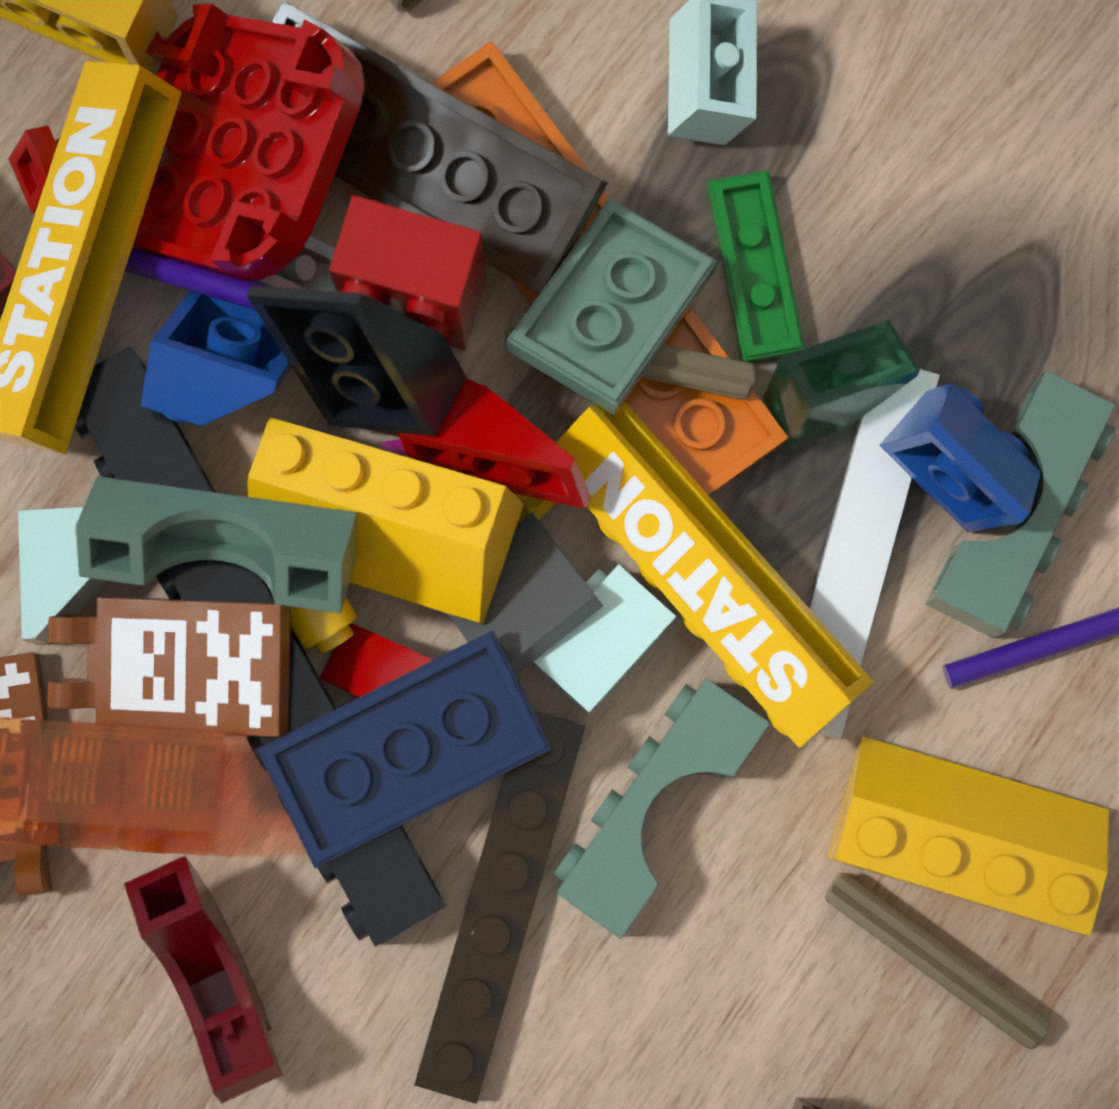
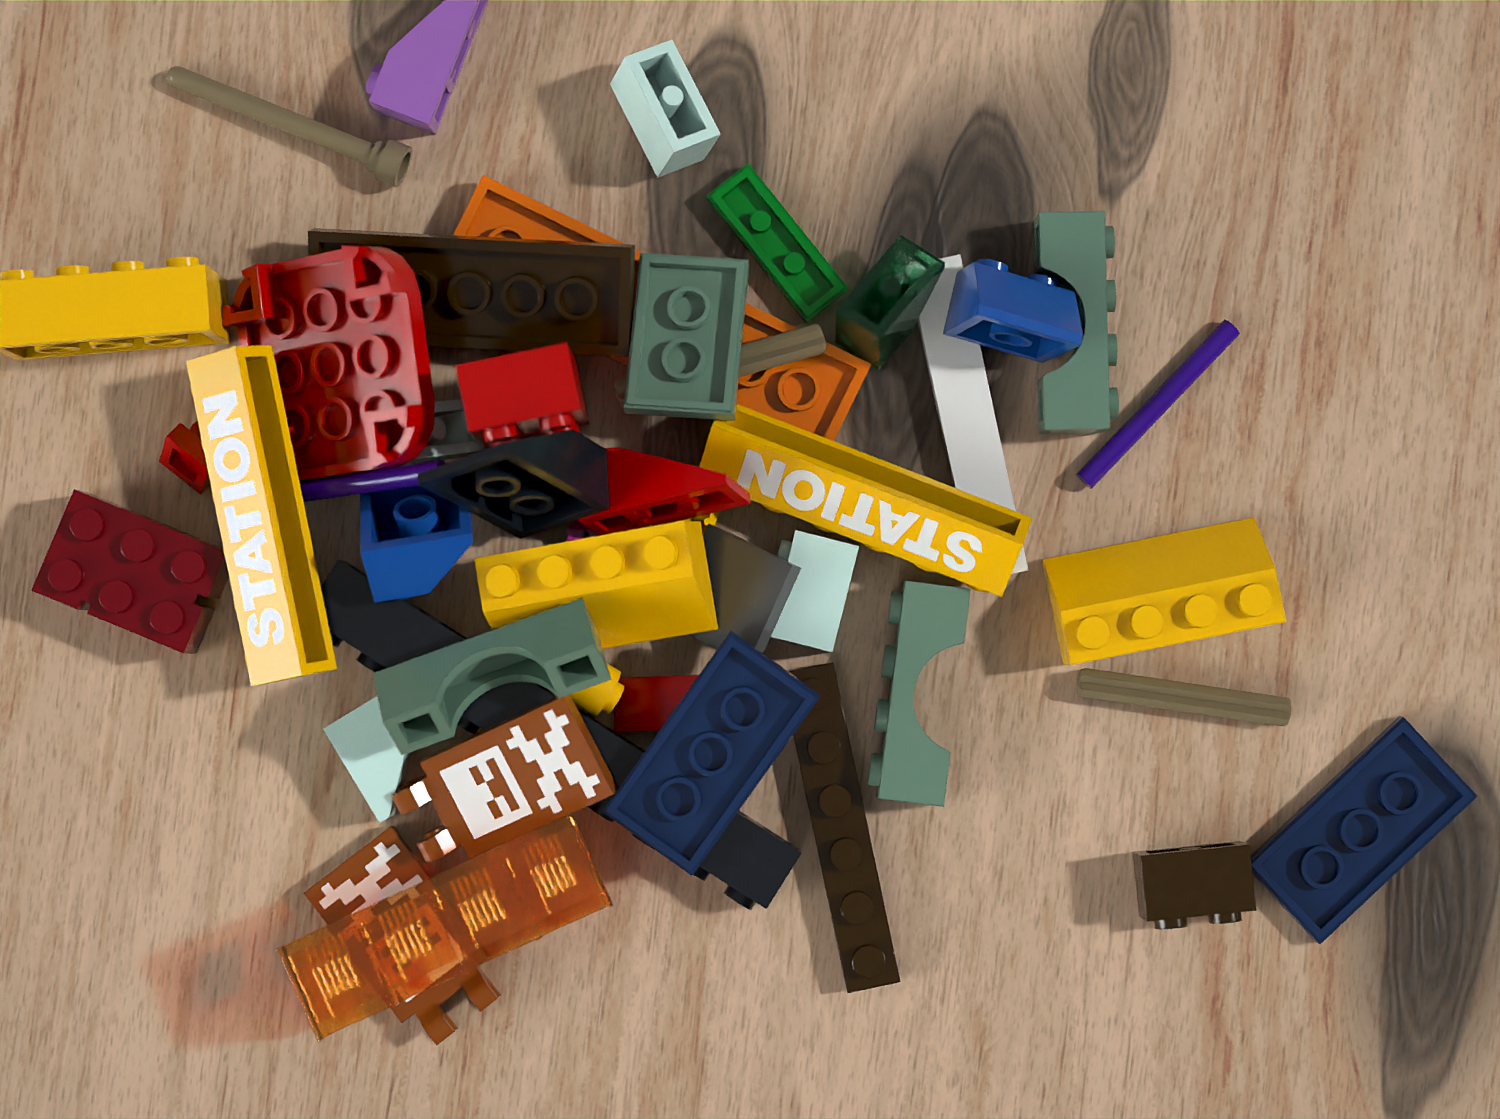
camera: 30 degrees left, 5 degrees up
(209, 974) = (654, 995): dark red arch -> none

